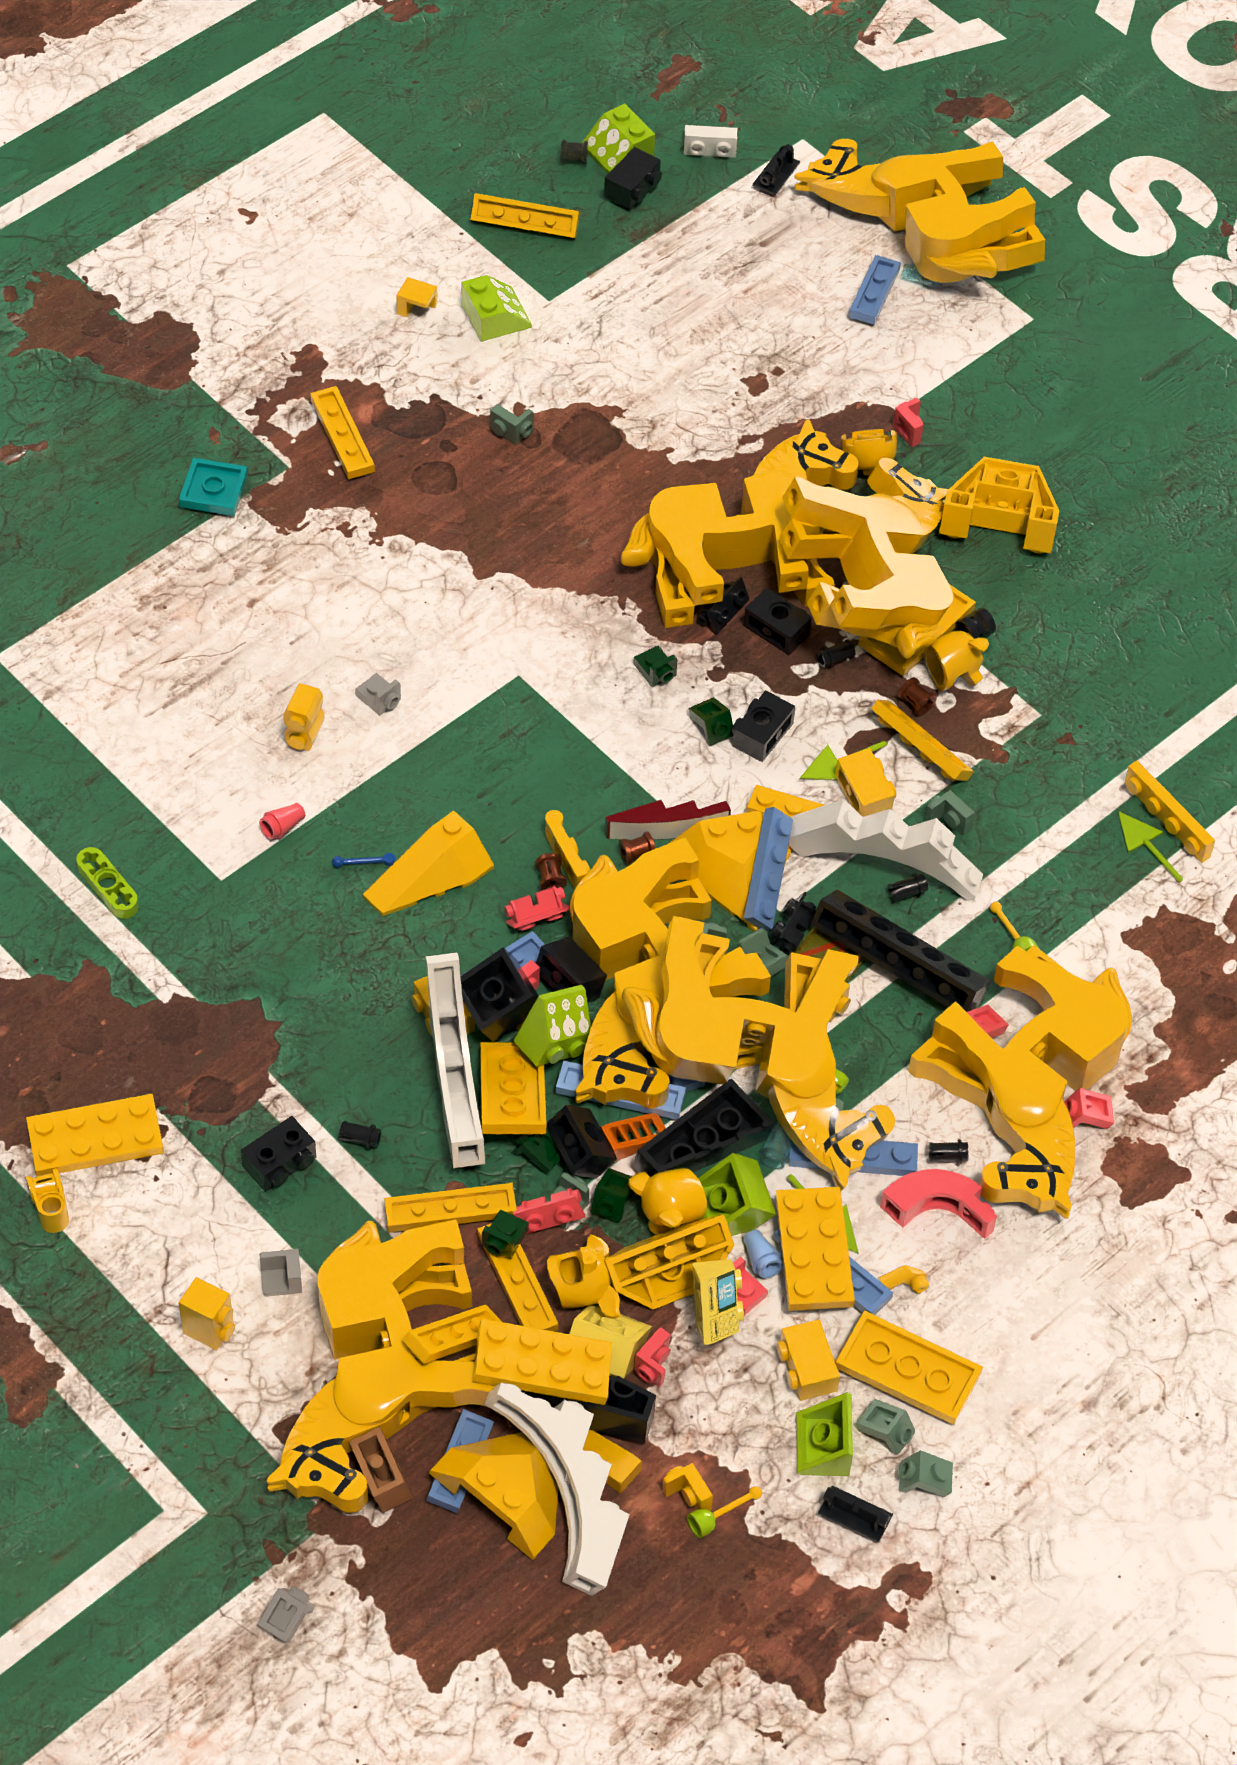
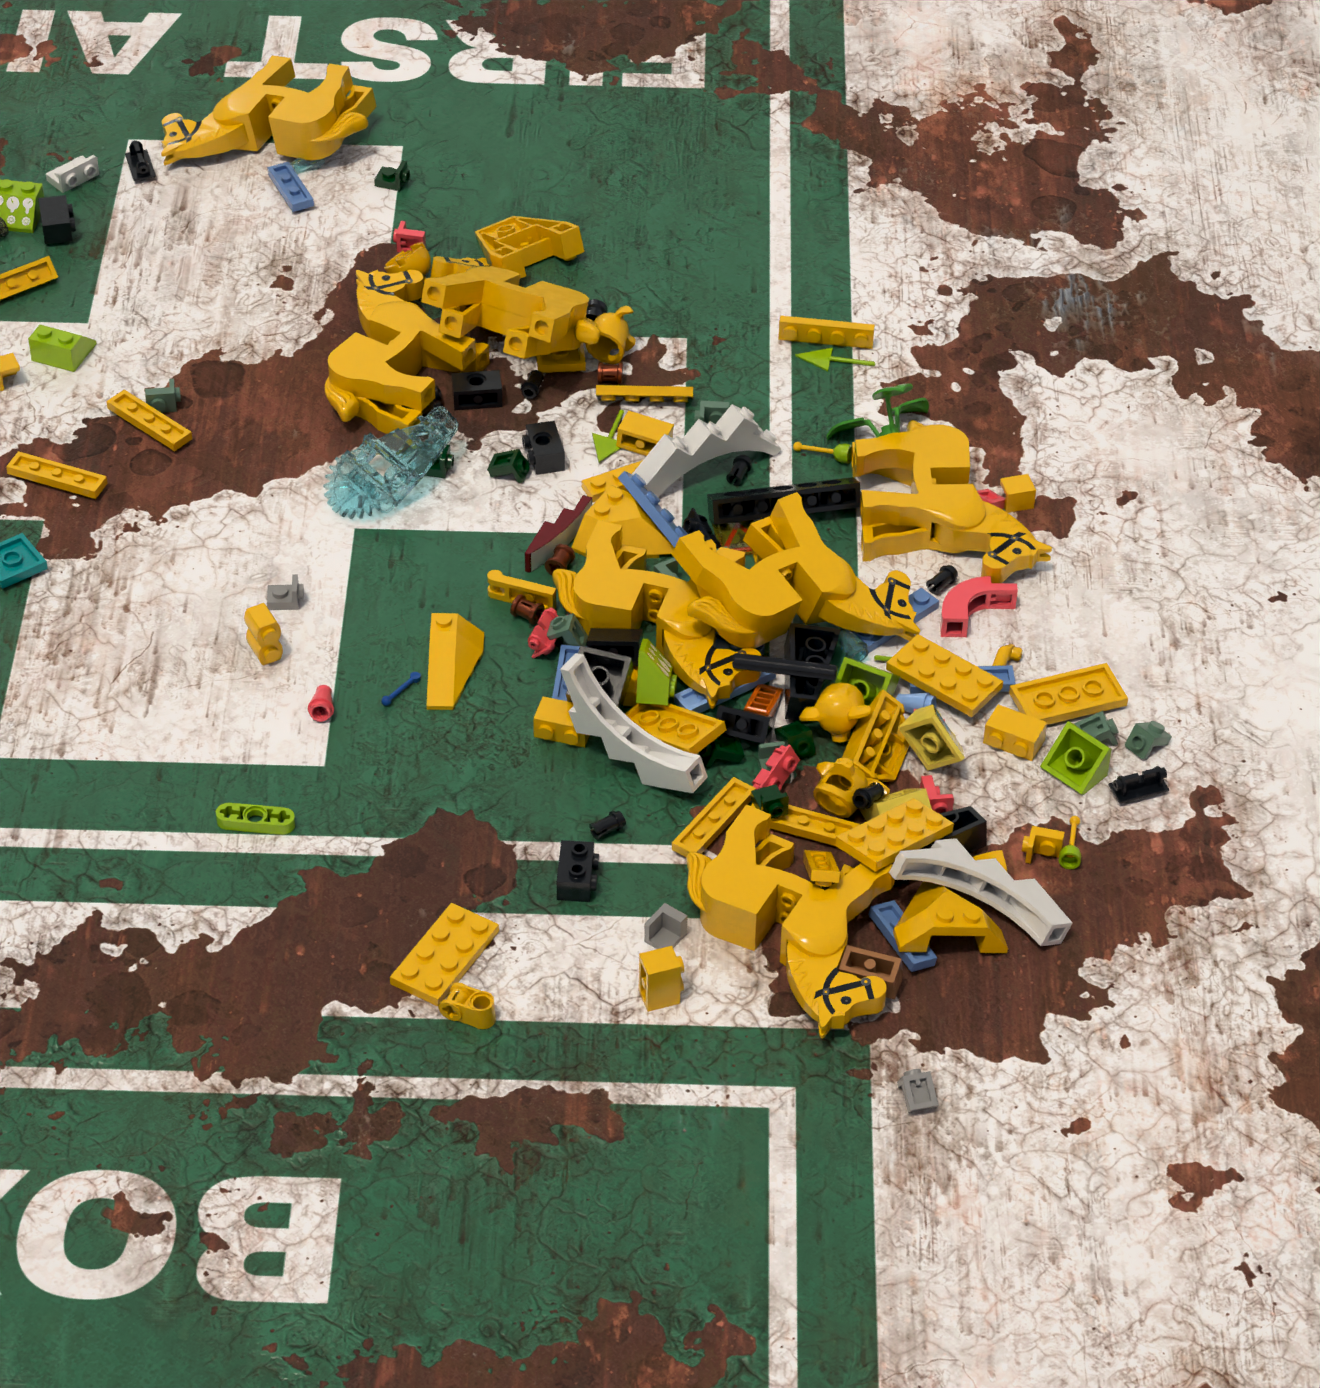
camera: 45 degrees left, 10 degrees down
(476, 436) = (149, 420): none -> yellow plate
(551, 921) = (569, 629): none -> sand green bracket
(584, 1303) = (864, 797): none -> black pin
(629, 637) = (410, 451): none -> clear light blue connector
(664, 1117) = (784, 666): none -> black axle
(978, 345) = (393, 178): none -> dark green bracket
(1086, 965) = (915, 405): none -> bright green plant
(1131, 1124) = (1019, 493): none -> yellow panel

